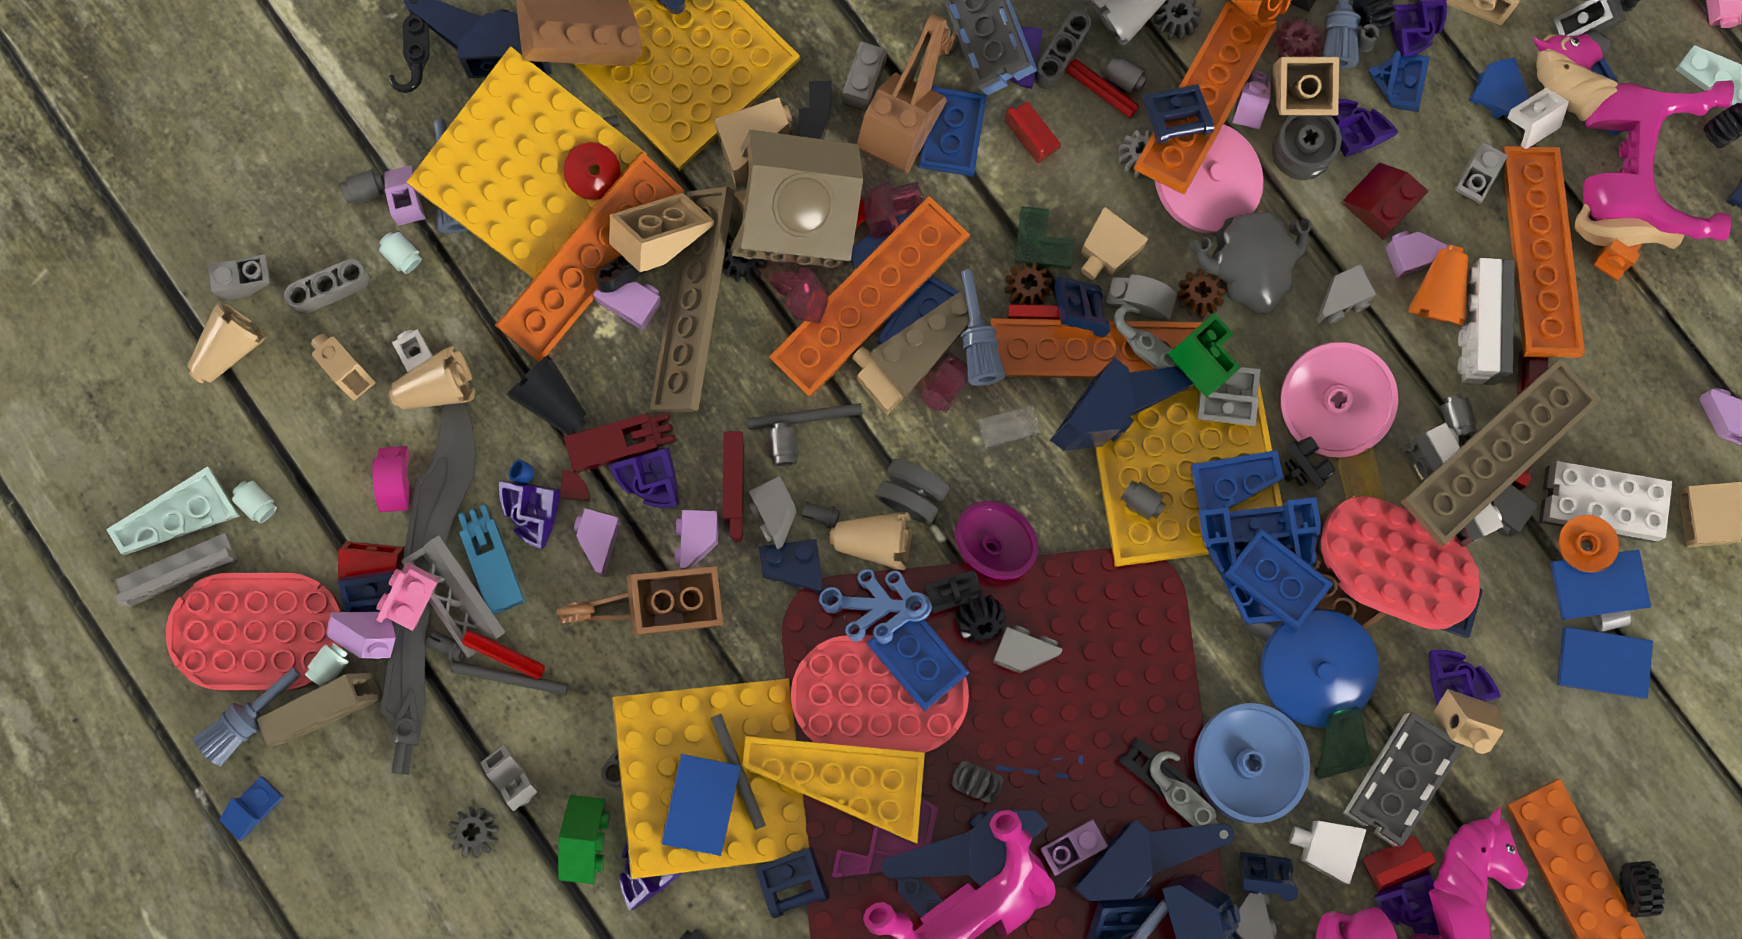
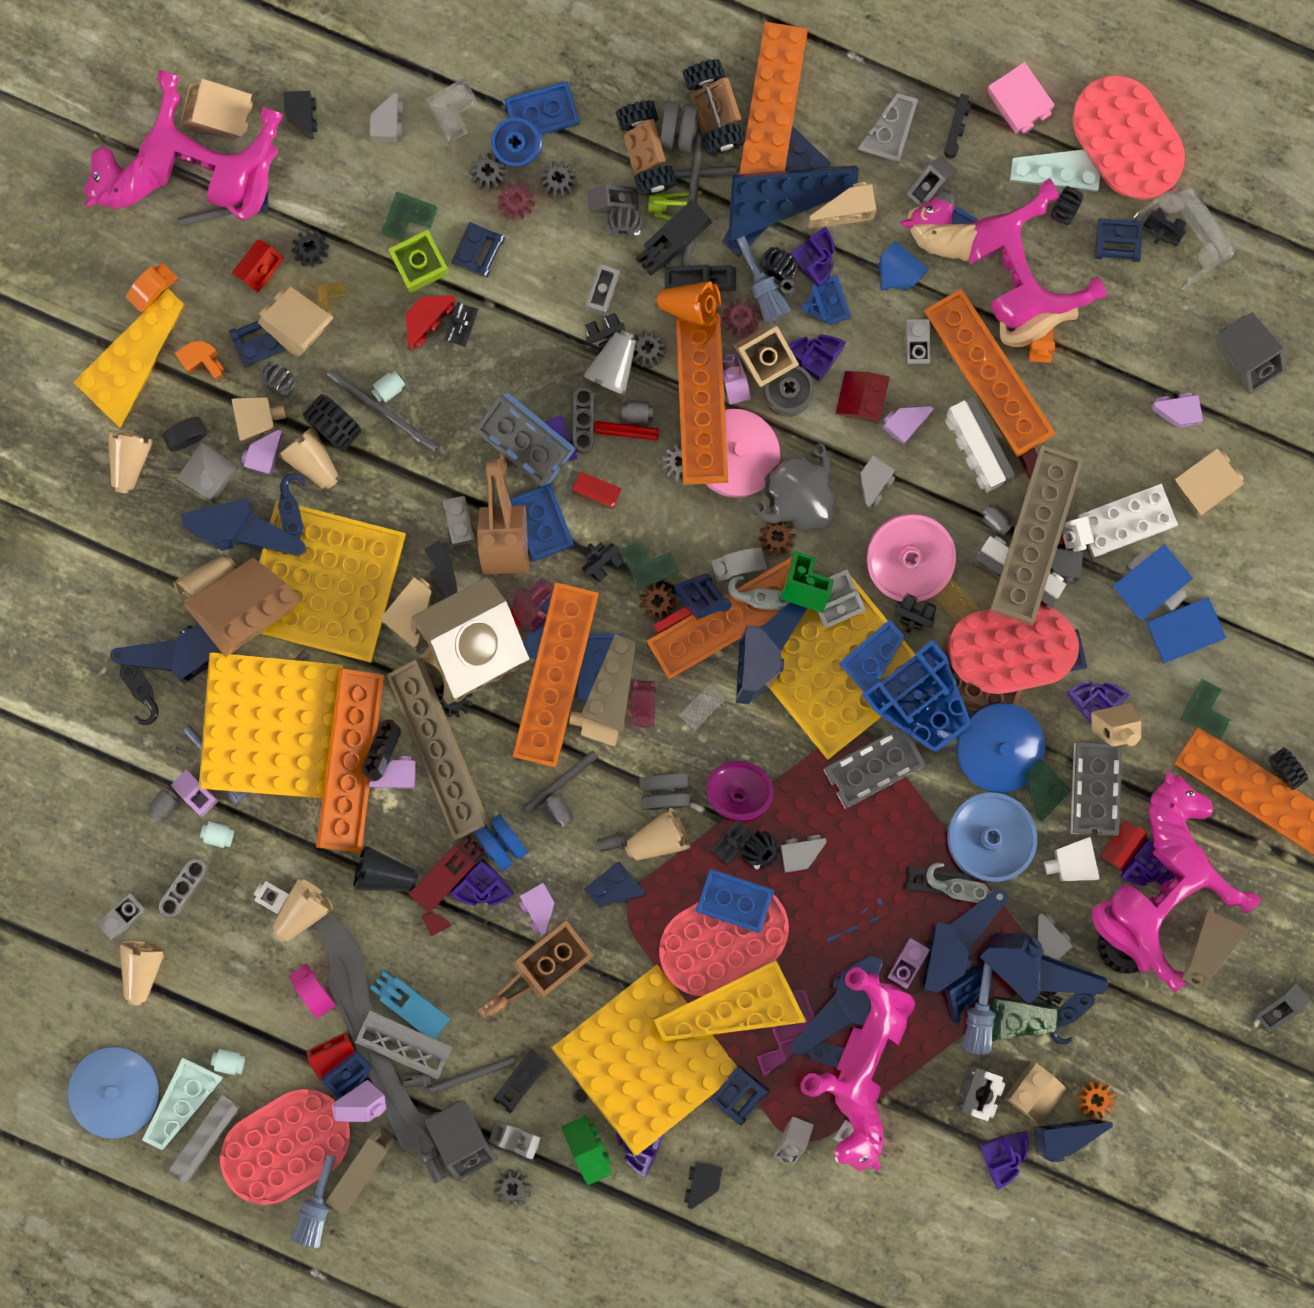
camera: 30 degrees left, 5 degrees up
(112, 461) = (114, 1092): none -> medium blue dish
(247, 811) = (355, 1262): blue slope -> none
(327, 664) = (349, 1139): light aqua brick -> none
(341, 366) = (228, 936): tan torso -> none
(408, 596) = (376, 1062): bright pink bracket -> none
(449, 741) = (460, 1139): none -> dark grey slope
(503, 654) = (459, 1062): red axle -> none
(521, 472) = (394, 934): blue hinge -> none
(531, 509) = (416, 955): dark purple brick -> none
(558, 716) = (521, 1080): none -> black plate
(578, 175) = (304, 701): red dish -> none
(597, 537) = (473, 948): lavender slope -> none
(657, 230) = (387, 716): tan slope -> none
(694, 439) = (501, 842): none -> blue wheel
(700, 804) = (652, 1081): blue tile -> none
(733, 483) = (542, 857): dark red hinge -> none
(742, 783) = (663, 1046): dark grey bar -> none
(776, 509) = (580, 857): light grey slope -> none
(805, 293) = (513, 698): clear pink brick -> none
(878, 606) = (689, 881): medium blue plant -> none
(977, 782) = (821, 958): dark grey gear -> none
(980, 341) = (648, 662): sand blue piece -> none
(1006, 206) = (609, 553): none -> black hips
(1110, 245) = (696, 541): tan torso -> none
(1143, 500) = (821, 706): flat silver brick -> none
(1164, 603) = (874, 767): none -> dark grey piece
(1177, 105) = (686, 422): dark blue plate -> none
(1258, 875) = (1037, 908): dark blue plate -> none
(1278, 579) = (939, 710): blue tile -> none
(1444, 288) = (938, 440): orange cone -> none
(1539, 116) = (934, 276): white panel -> none
(1544, 480) = (1077, 534): none -> white brick
(1571, 766) = (1200, 712): none -> clear green plate
(1595, 532) = (1132, 550): orange dish -> none

